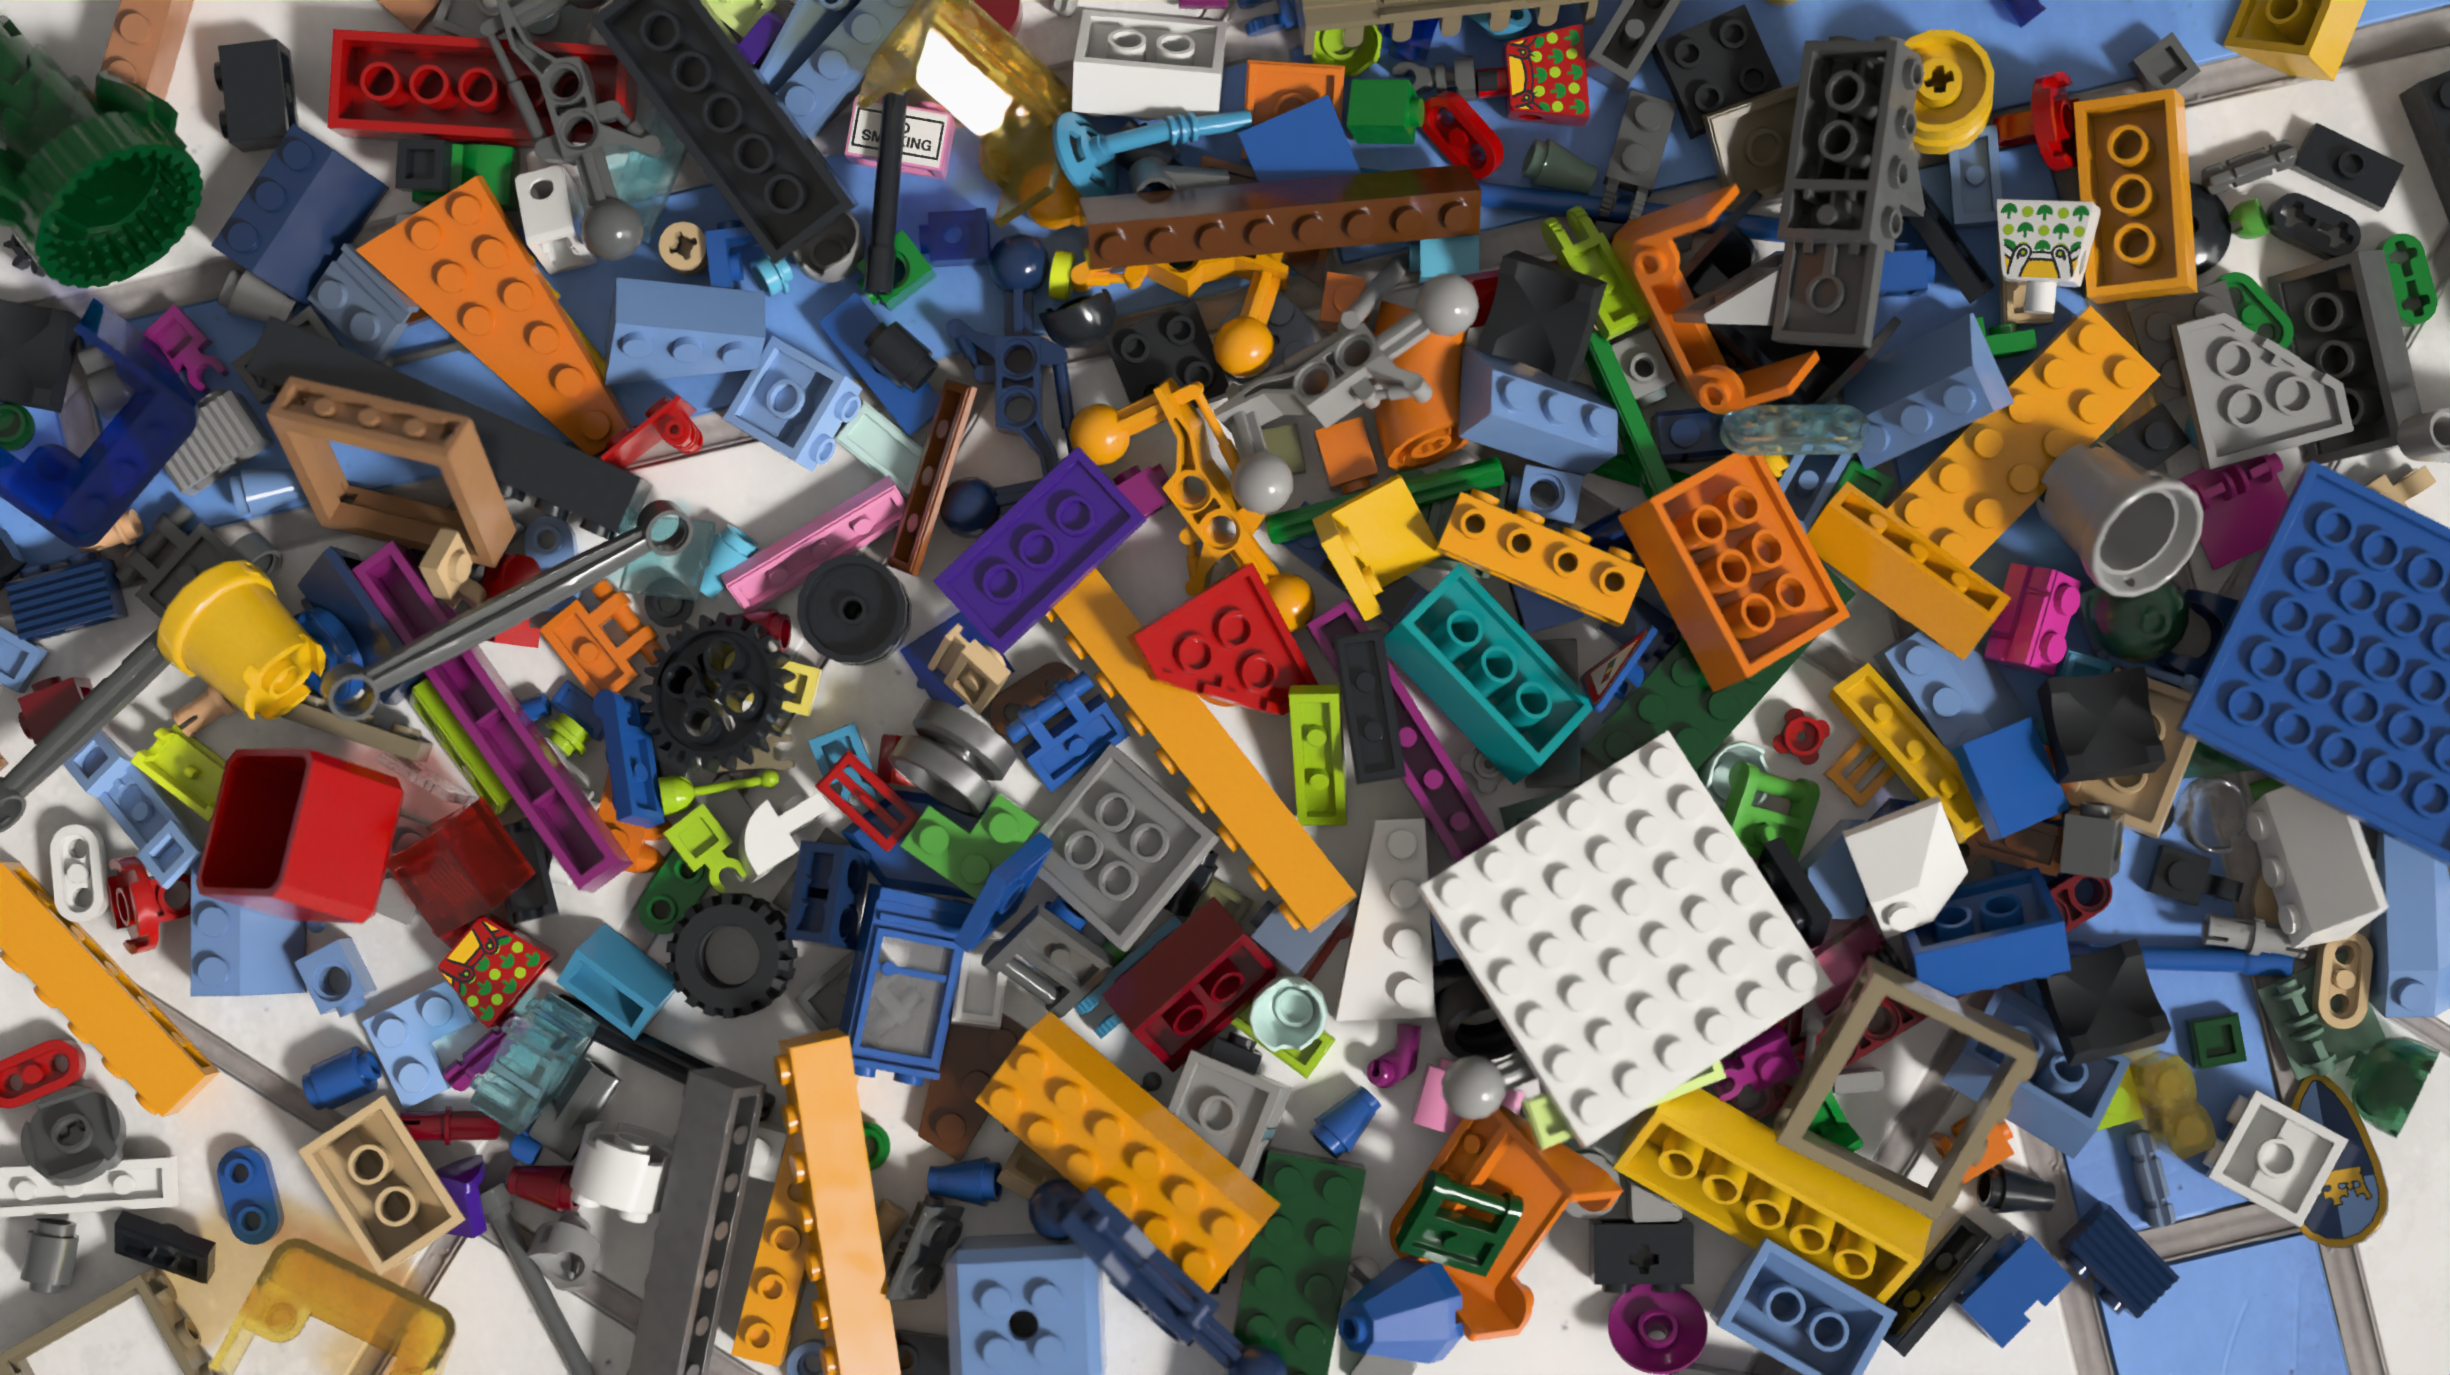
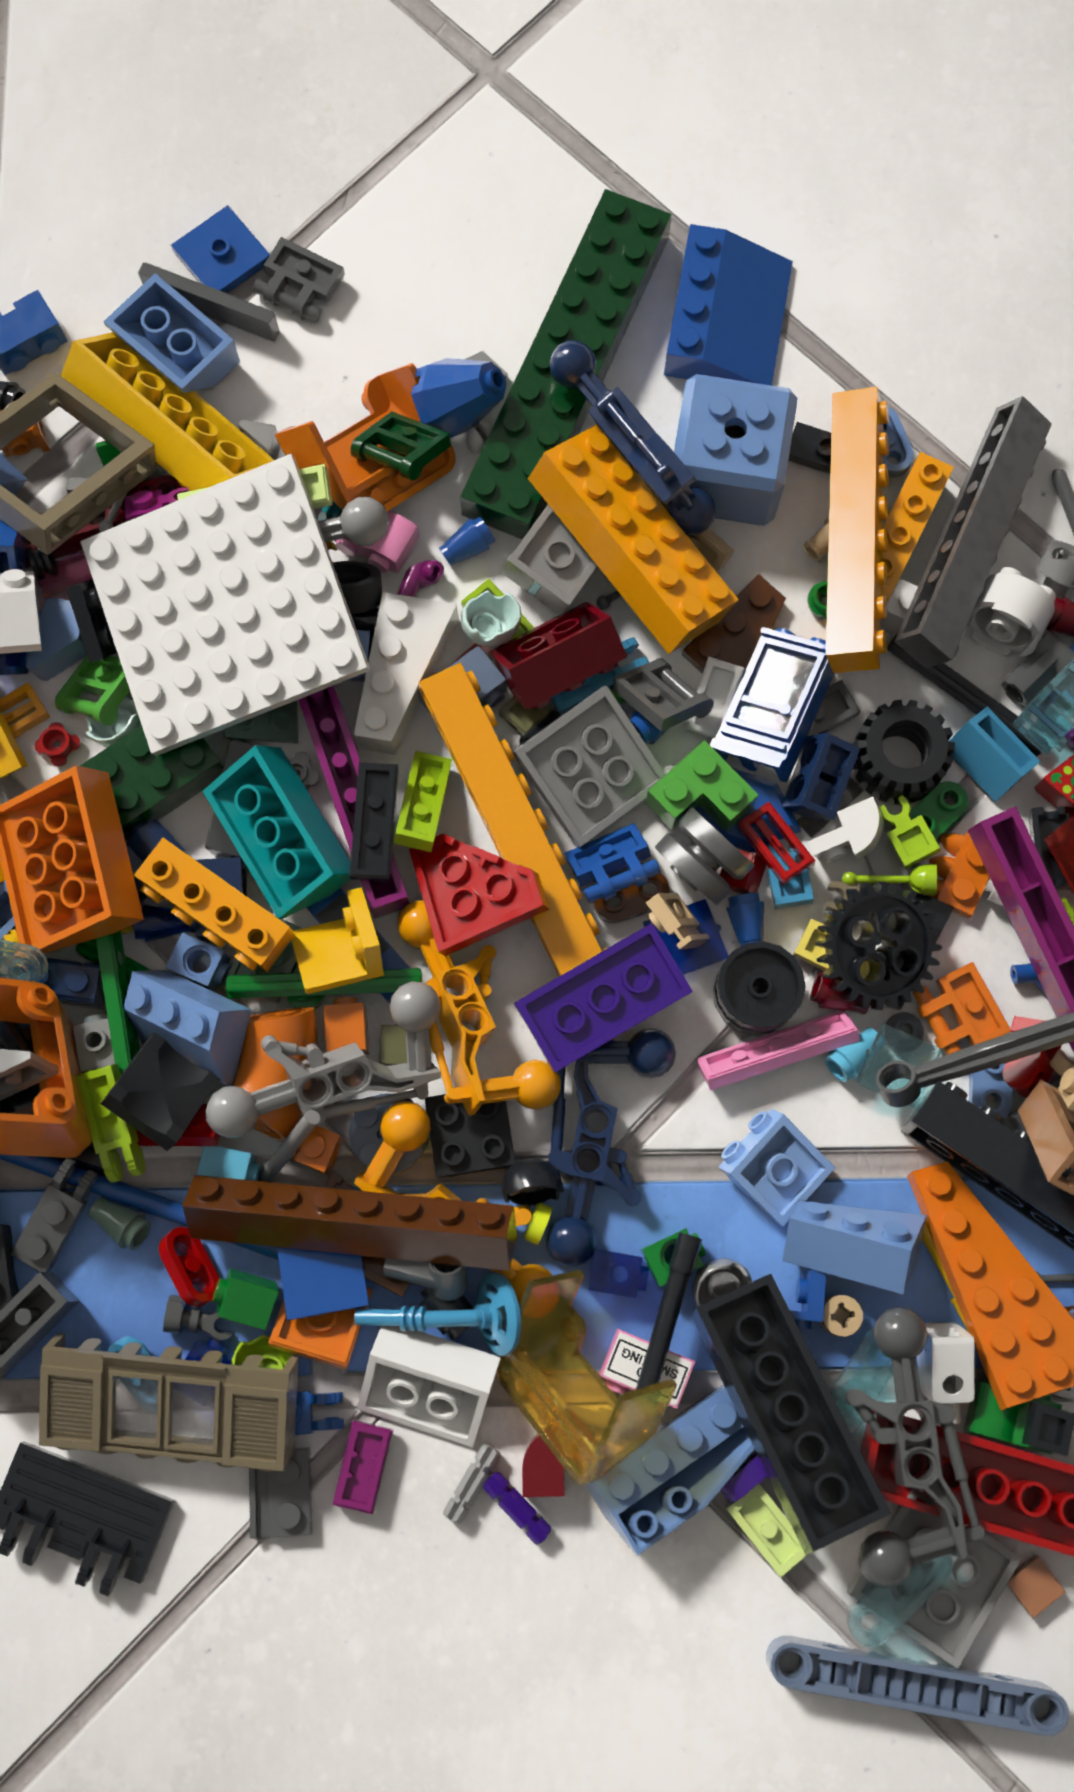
camera: 170 degrees left, 10 degrees down
(567, 735) = (1001, 945): lime plate -> none
(578, 706) = (987, 964): blue piece -> none
(630, 759) = (956, 912): blue plate -> none
(666, 421) = (878, 1166): red hinge -> none
(770, 276) = (778, 1274): medium azure plate -> none
(848, 329) = (709, 1207): blue tile -> none
(881, 447) = (707, 1115): light aqua tile -> none
(885, 698) = (747, 917): none -> blue cone
(900, 356) = (682, 1181): black brick -> none
(919, 1268) = (804, 510): dark grey hinge -> none
(932, 477) = (675, 1081): dark orange slope -> none
(966, 1181) = (755, 558): blue cone -> none
(1004, 892) = (684, 746): blue tile -> none
(1144, 488) = (511, 1036): magenta brick -> none
(1237, 1051) = (535, 604): black plate -> none
(1541, 78) = (112, 1298): red torso -> none
(1609, 674) = (182, 813): piece -> none
(1616, 1238) = (275, 402): black brick -> none
(1644, 1311) = (260, 359): magenta dish -> none
(1938, 1282) = (52, 353): black tile -> none

